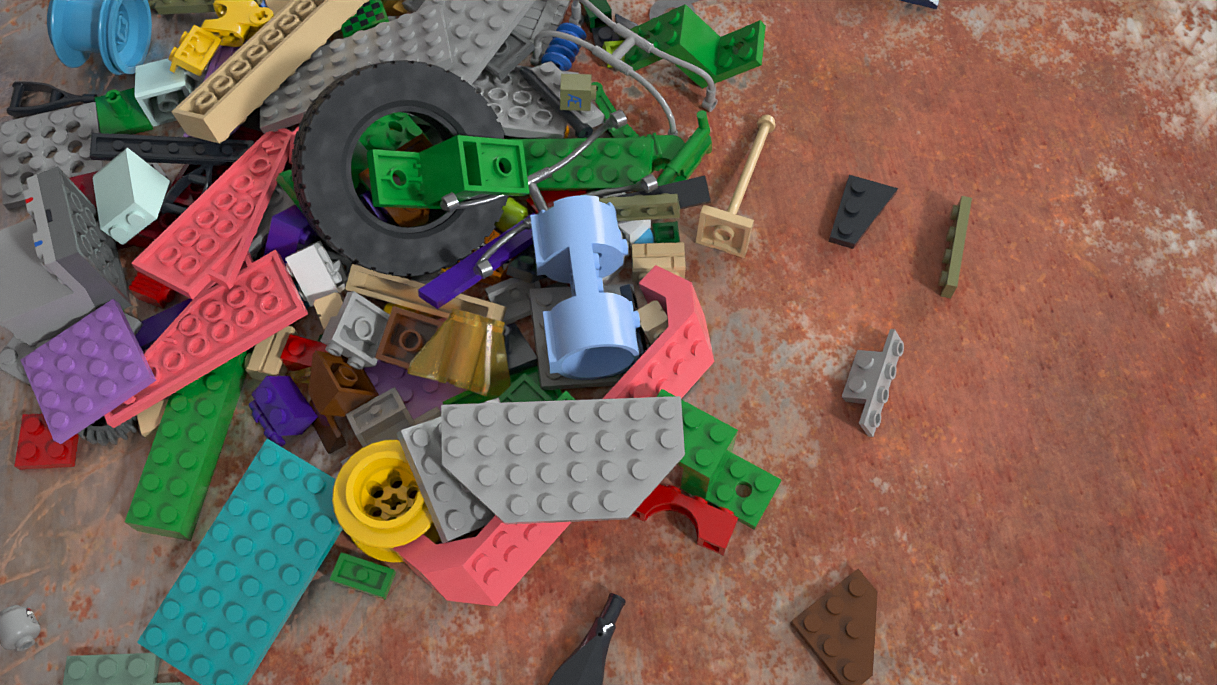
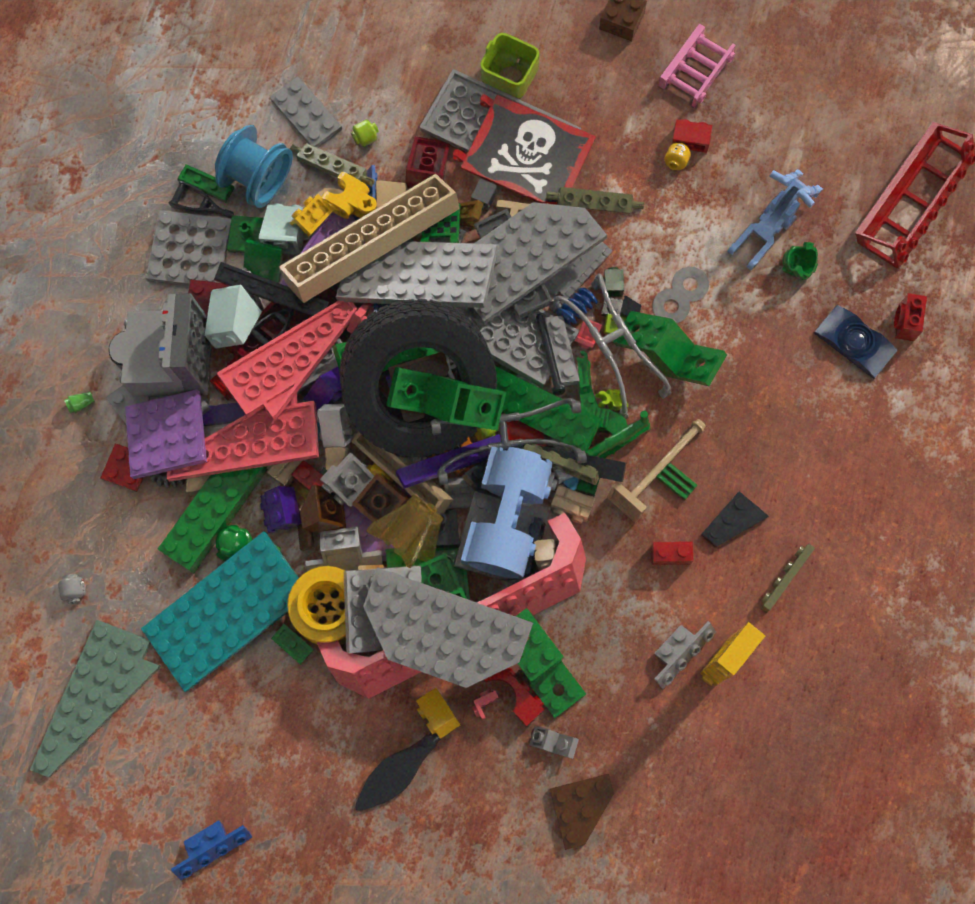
camera: 25 degrees right, 10 degrees up
(55, 75) = (205, 182): none -> green tile
(150, 120) = (263, 259): none -> green tile
(225, 473) = (231, 541): none -> green helmet
(576, 92) = (565, 358): olive brick -> none
(591, 65) = (584, 337): none -> coral bracket
(600, 582) = (437, 712): none -> yellow brick
(650, 126) = (612, 398): none -> lime plate
(654, 540) = (485, 698): none -> coral bracket
(768, 559) = (554, 742): none -> light grey slope
(770, 189) = (681, 475): none -> green tile
(806, 270) = (672, 553): none -> red brick
(950, 338) = (732, 654): none -> yellow fence

